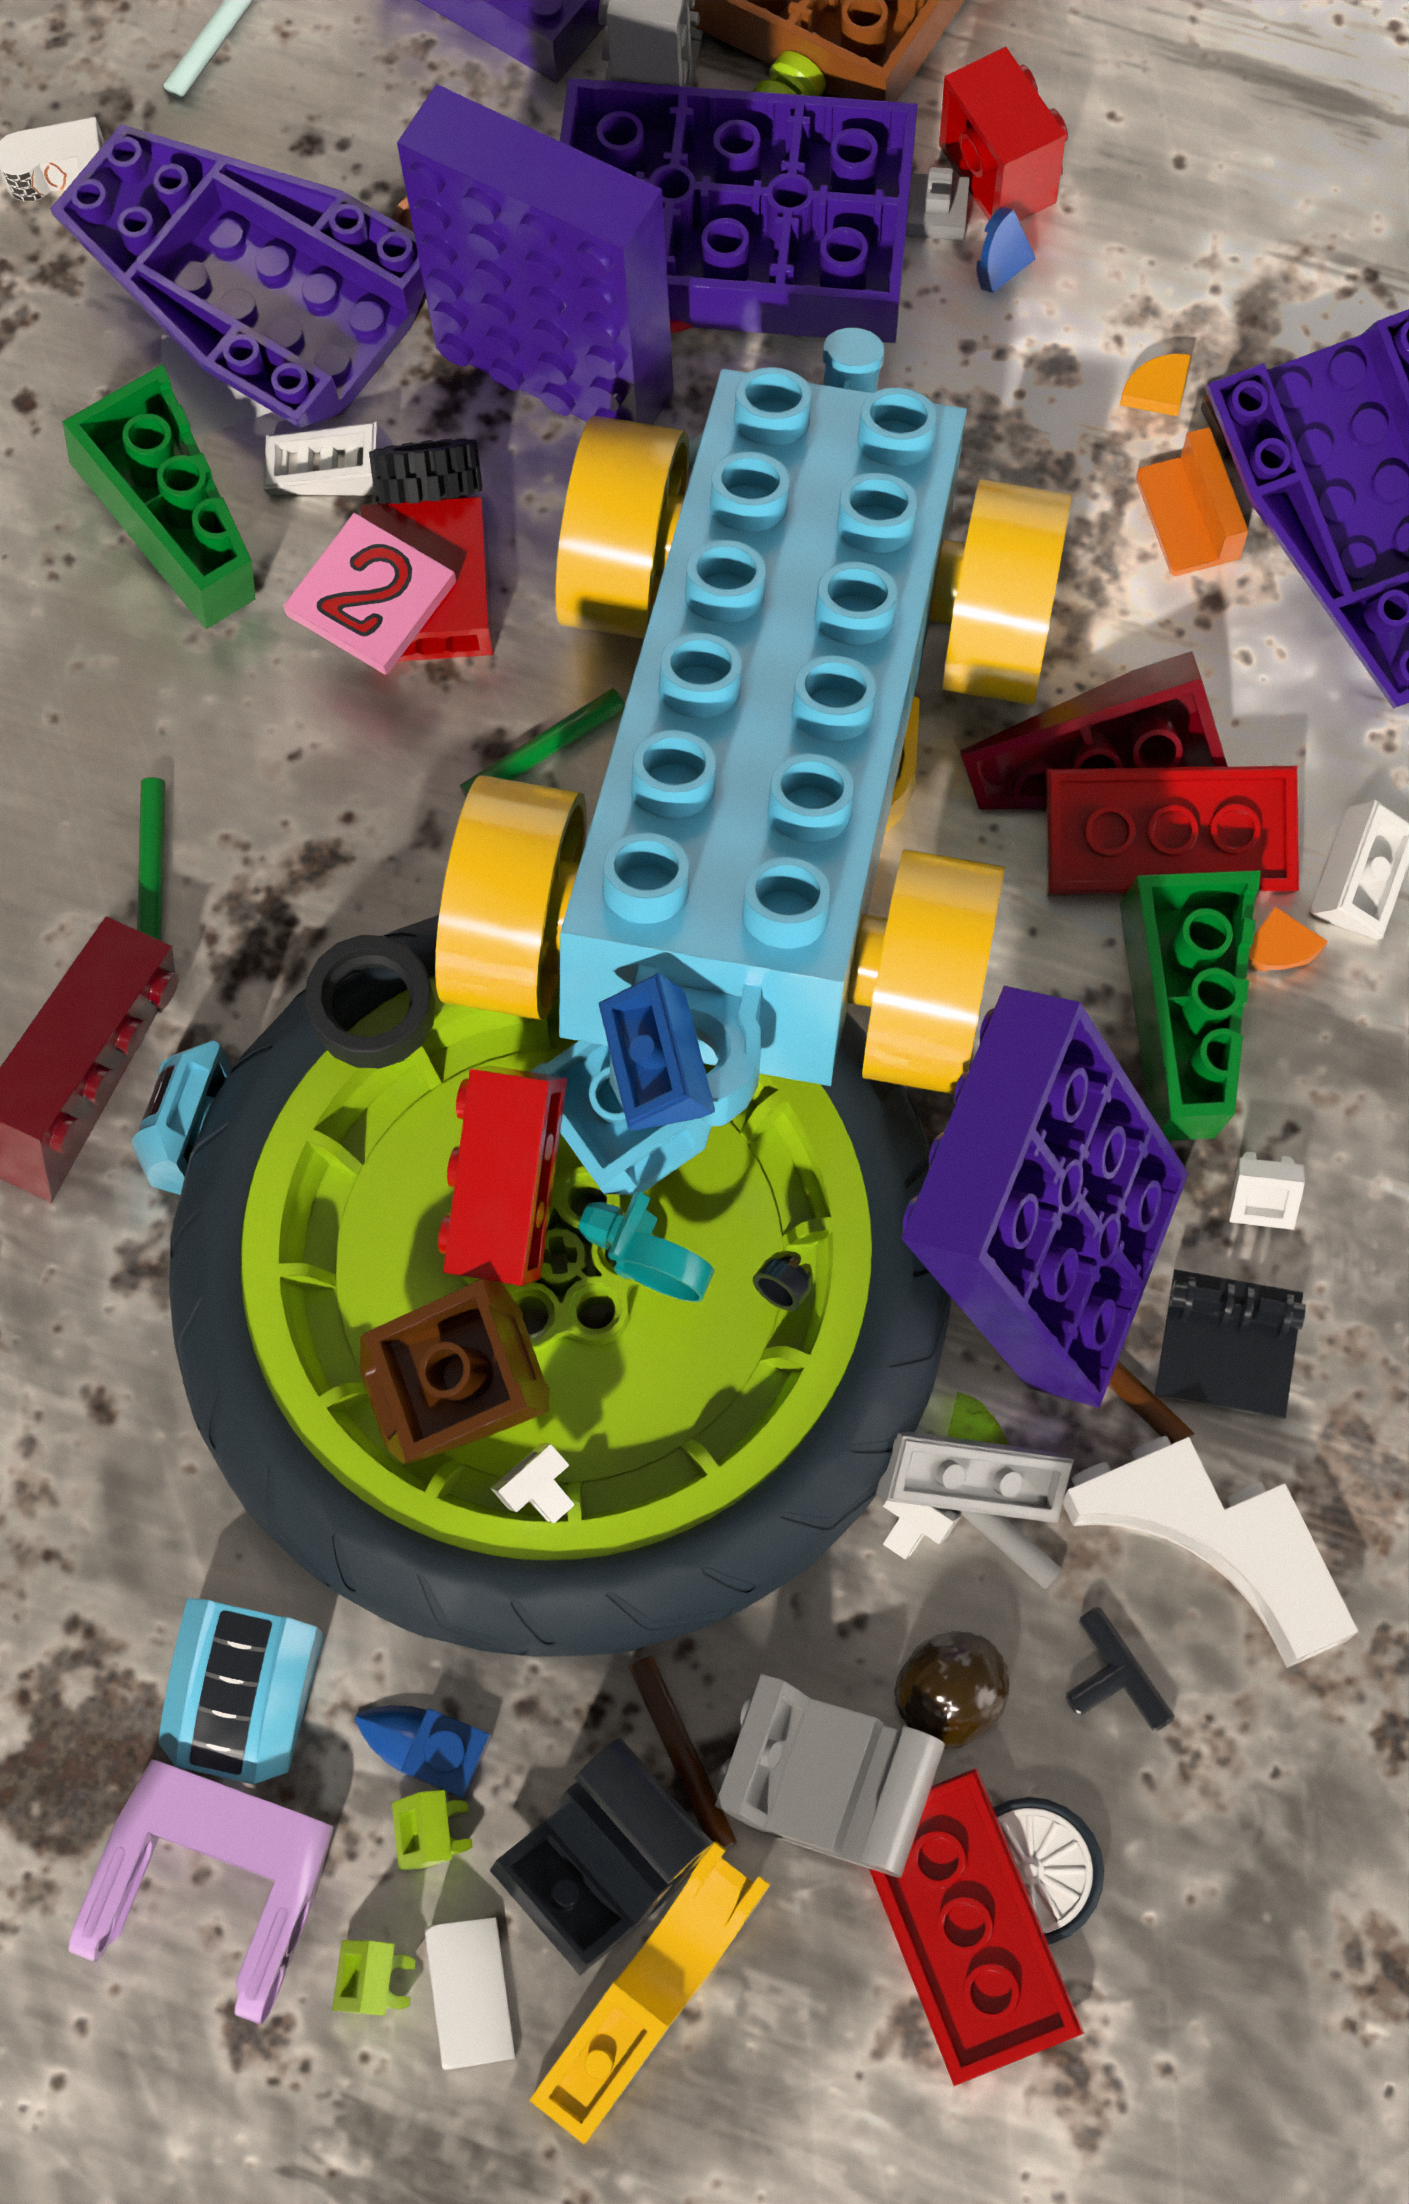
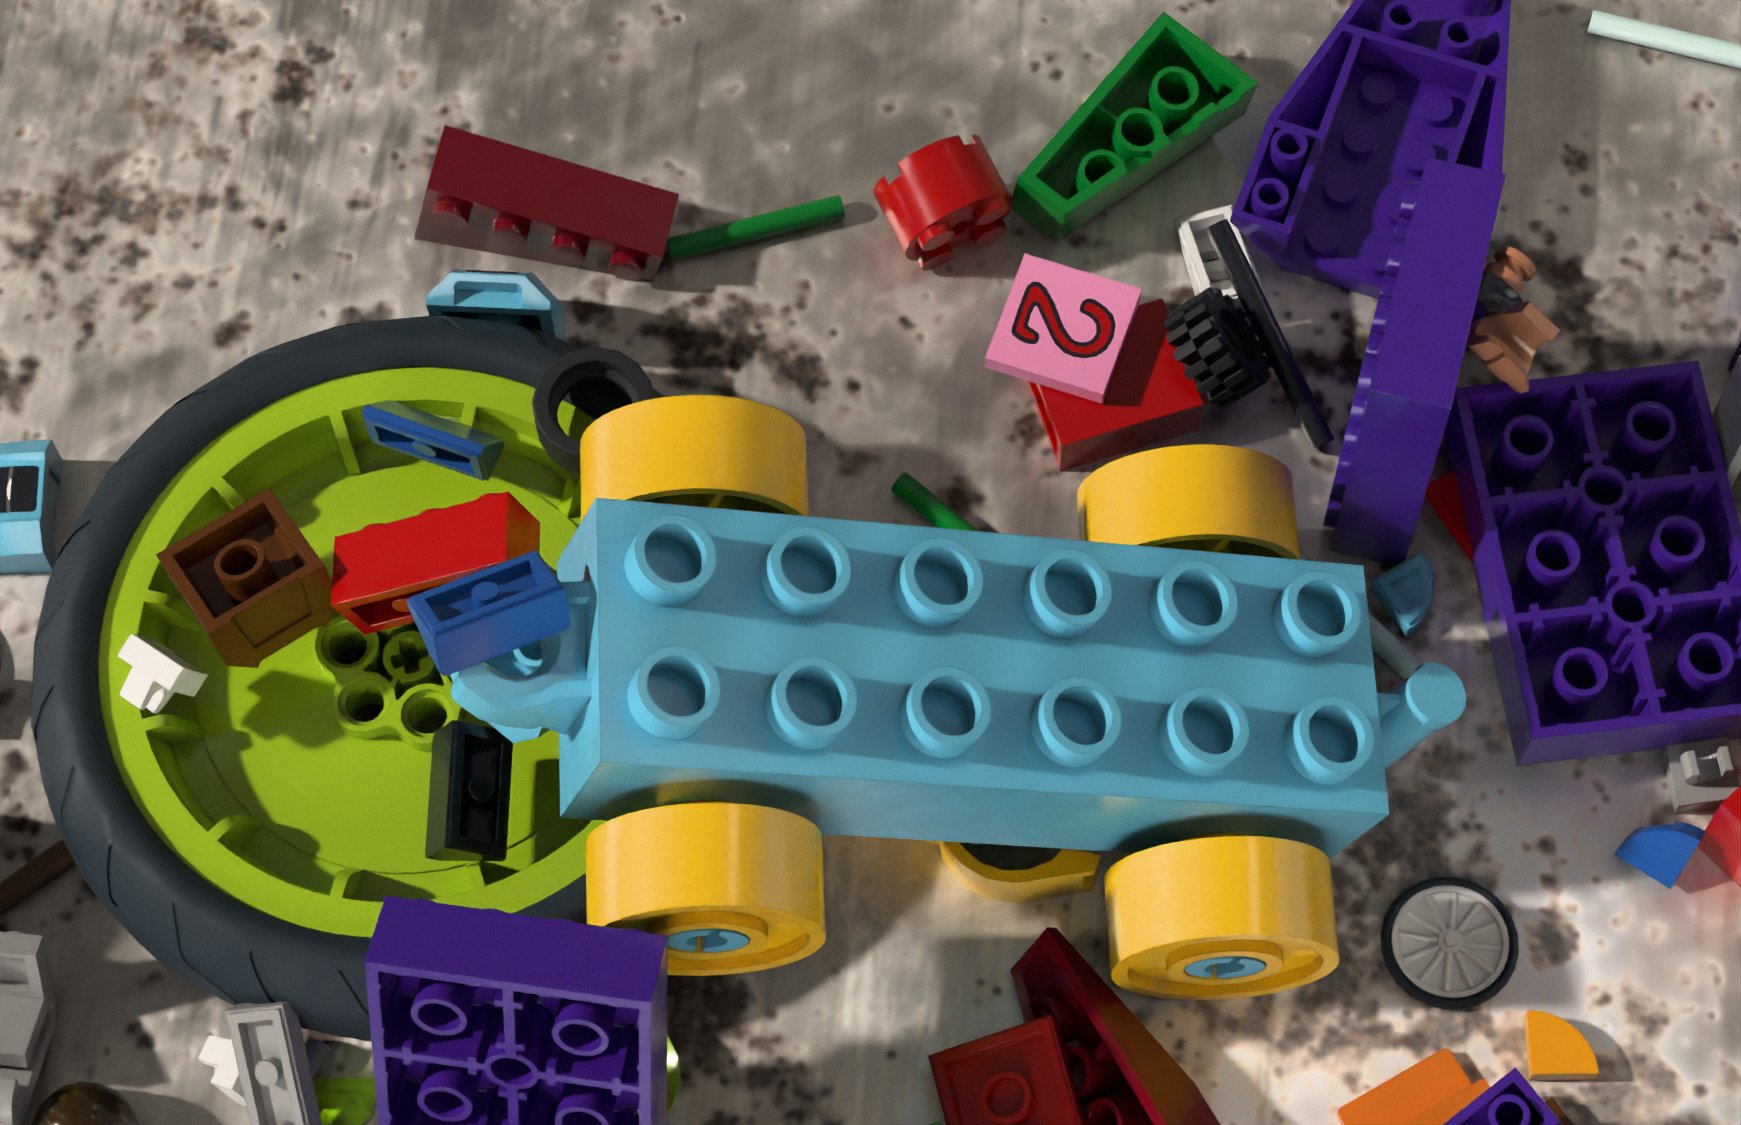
camera: 75 degrees right, 5 degrees down
(194, 672) = (945, 200): none -> red brick
(345, 1168) = (433, 438): none -> slope
(420, 427) = (1269, 334): none -> black bar
(642, 1256) = (388, 707): teal piece -> none
(694, 389) = (1406, 592): none -> medium azure tile
(735, 1209) = (469, 794): none -> black slope
(784, 1280) = (399, 851): black hinge -> none
(1041, 441) = (1449, 943): none -> white wheel

